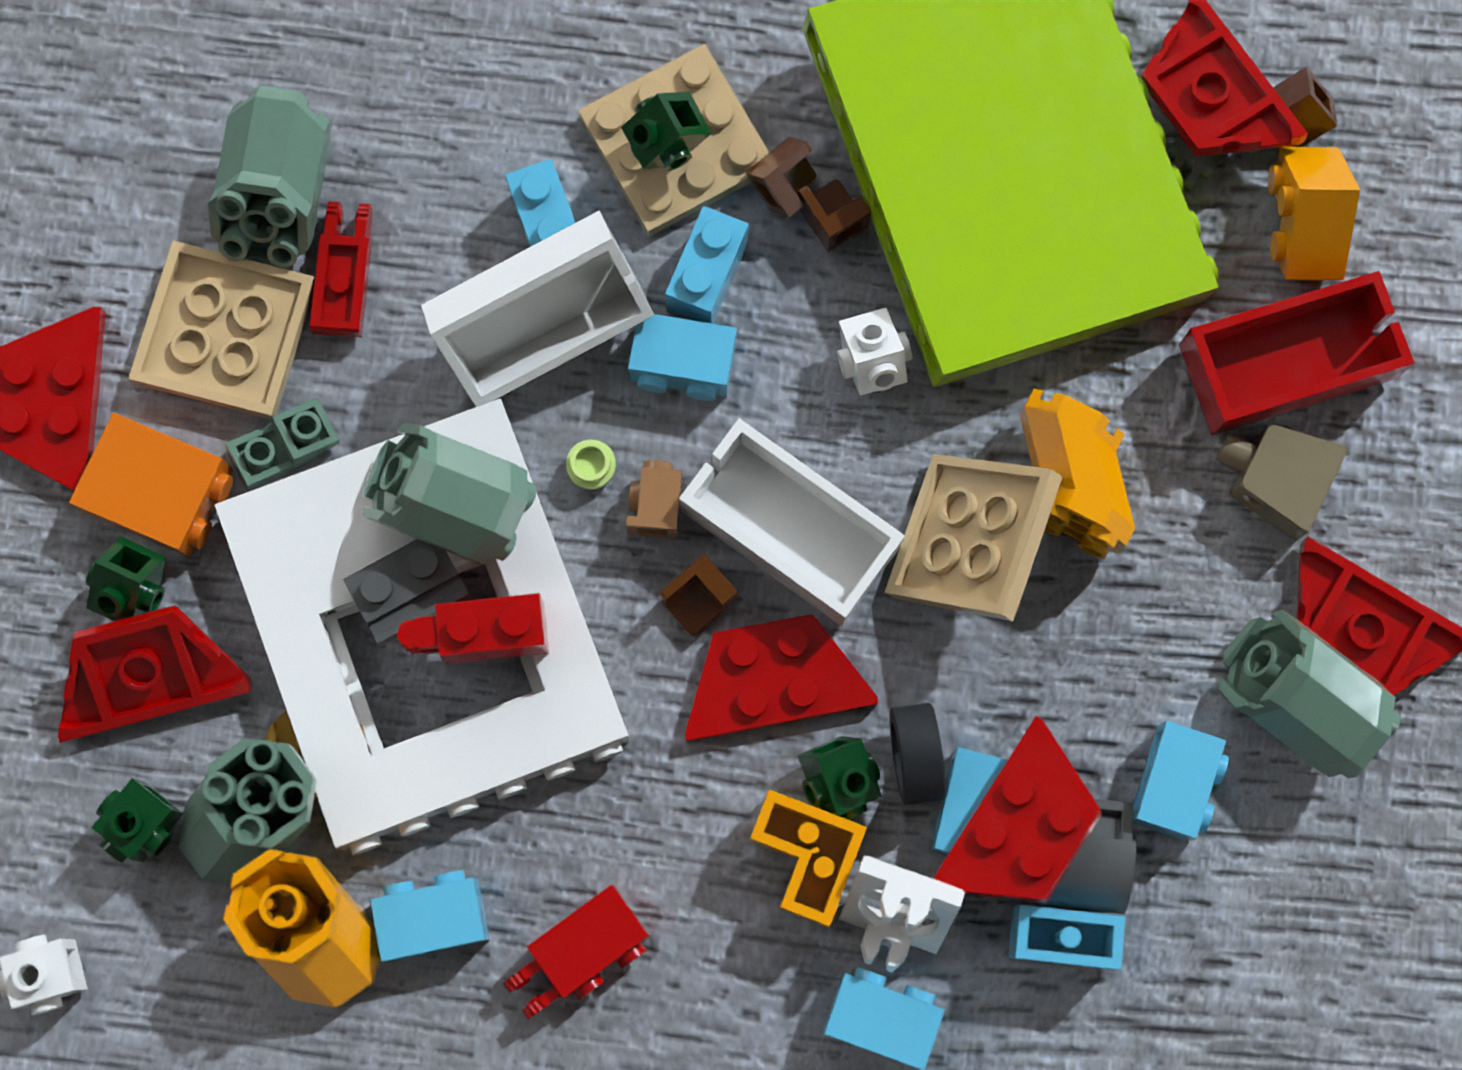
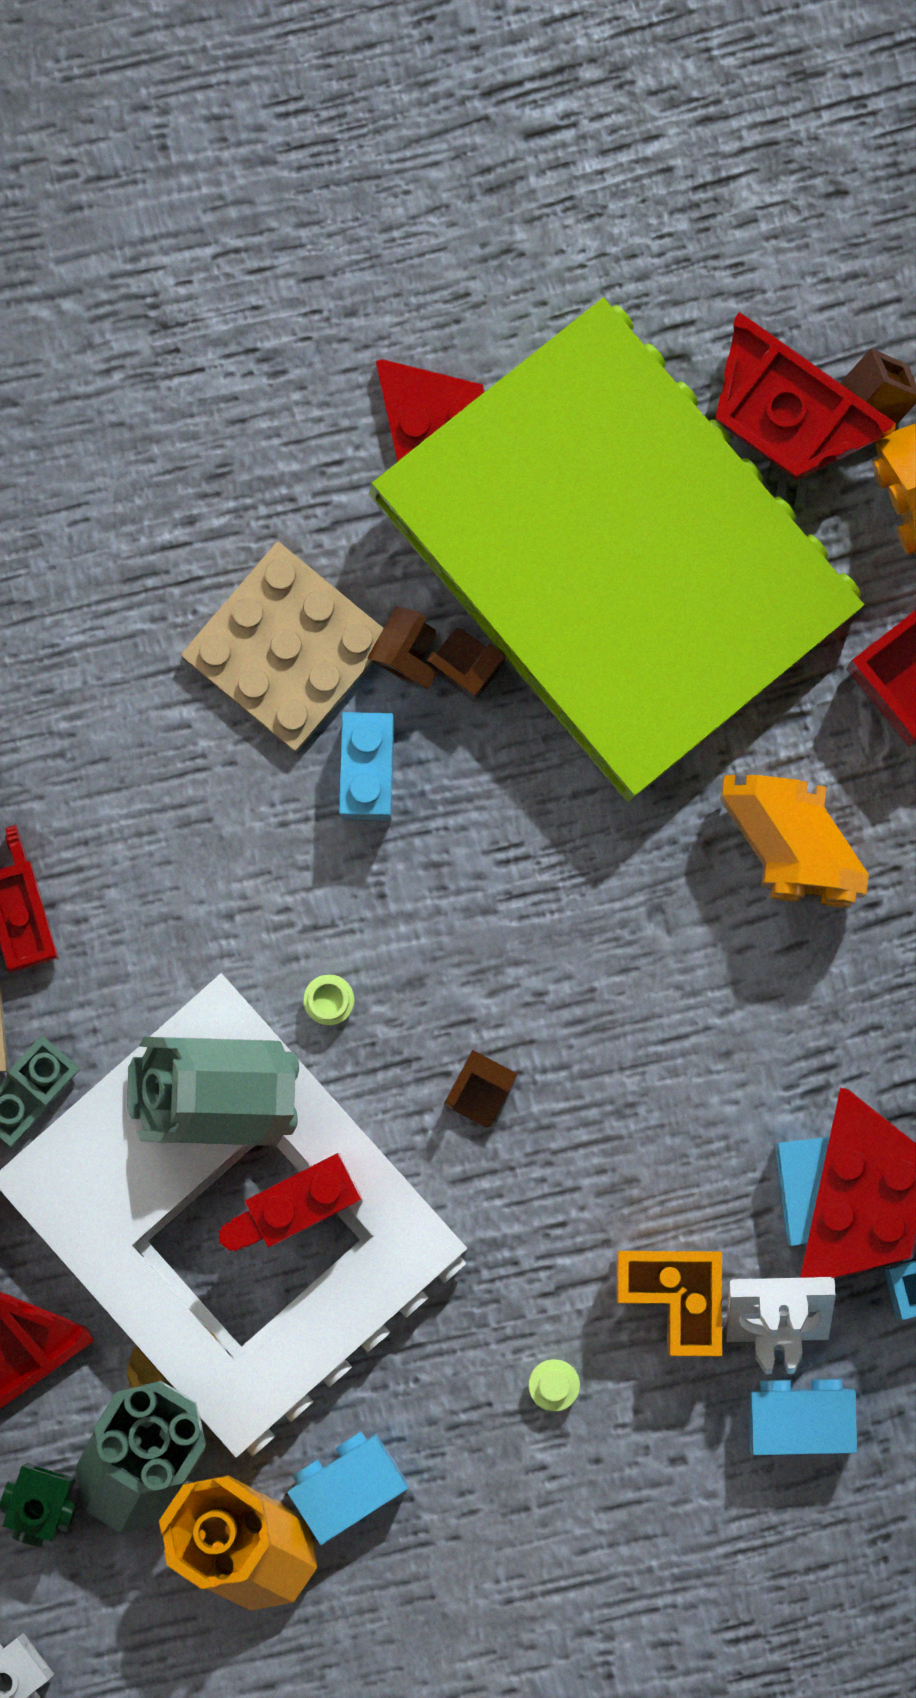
camera: 15 degrees left, 5 degrees up
(404, 587) = (205, 1192): dark grey plate -> none
(537, 310) = (224, 876): white piece -> none
(539, 201) = (194, 778): medium azure brick -> none
(581, 949) = (500, 1461): red hinge -> none
(655, 501) = (405, 1012): medium nougat brick -> none
(661, 897) = (554, 1385): none -> yellowish green plate
(666, 130) = (271, 660): dark green brick -> none
(682, 356) = (376, 863): medium azure brick -> none
(773, 678) = (580, 1139): red wing -> none
(790, 522) = (542, 987): white piece -> none
(840, 777) = (679, 1211): dark green brick -> none
(874, 362) = (558, 791): white brick -> none
(917, 753) = (743, 1163): black tyre -> none
(973, 536) = (719, 937): tan plate -> none

